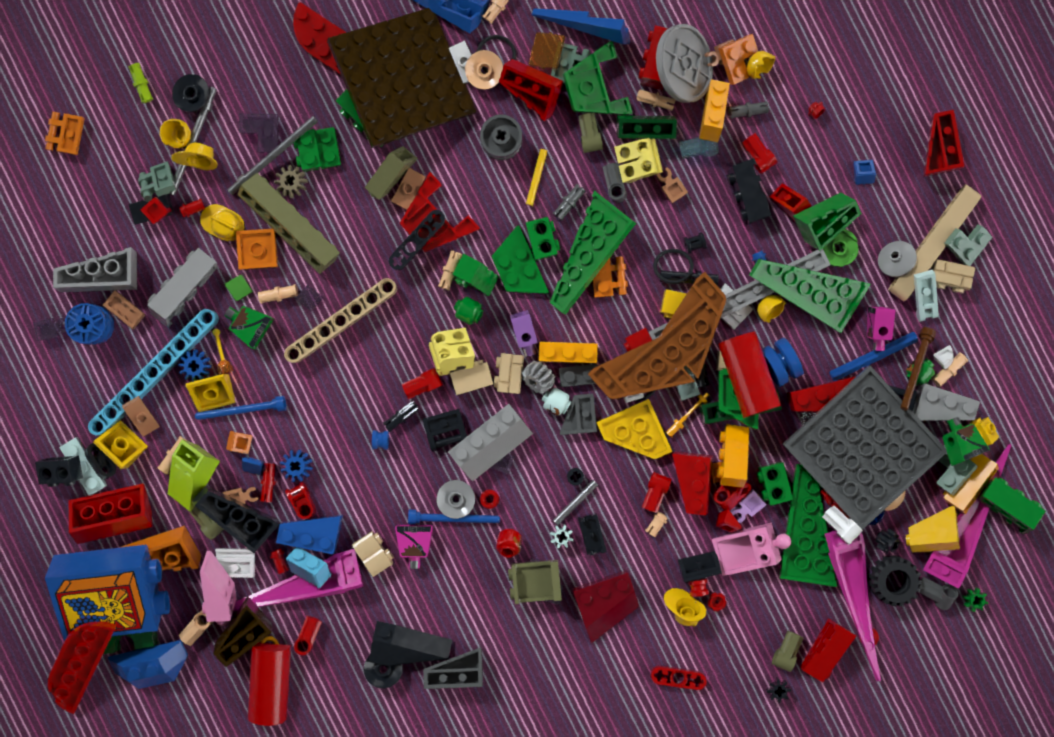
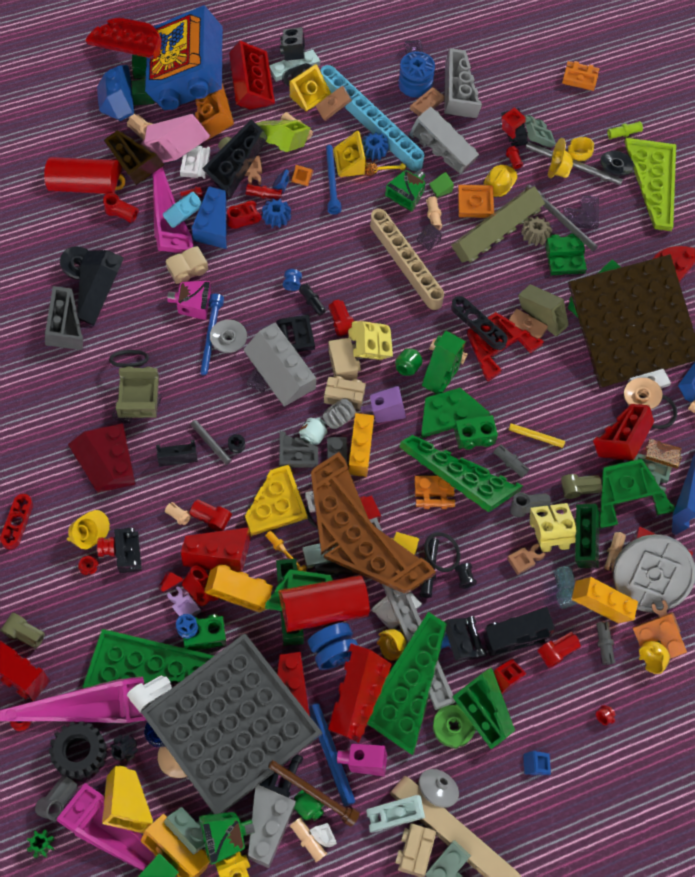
camera: 90 degrees right, 25 degrees down
(201, 49) = (656, 177): none -> lime wing
(495, 499) = (224, 362): red plate -> none
(501, 126) = (576, 403): dark grey wheel -> none
(507, 595) = (122, 365): none -> black tyre
(509, 543) = (179, 375): red head -> none
(564, 541) = (178, 424): light aqua gear -> none
(745, 550) = (138, 601): bright pink slope -> none
(761, 245) = (460, 640): none -> black plate
(780, 502) = (186, 621): none -> blue wheel
(824, 335) = (359, 692): none -> red wedge
(944, 145) = (566, 852): red wedge -> none

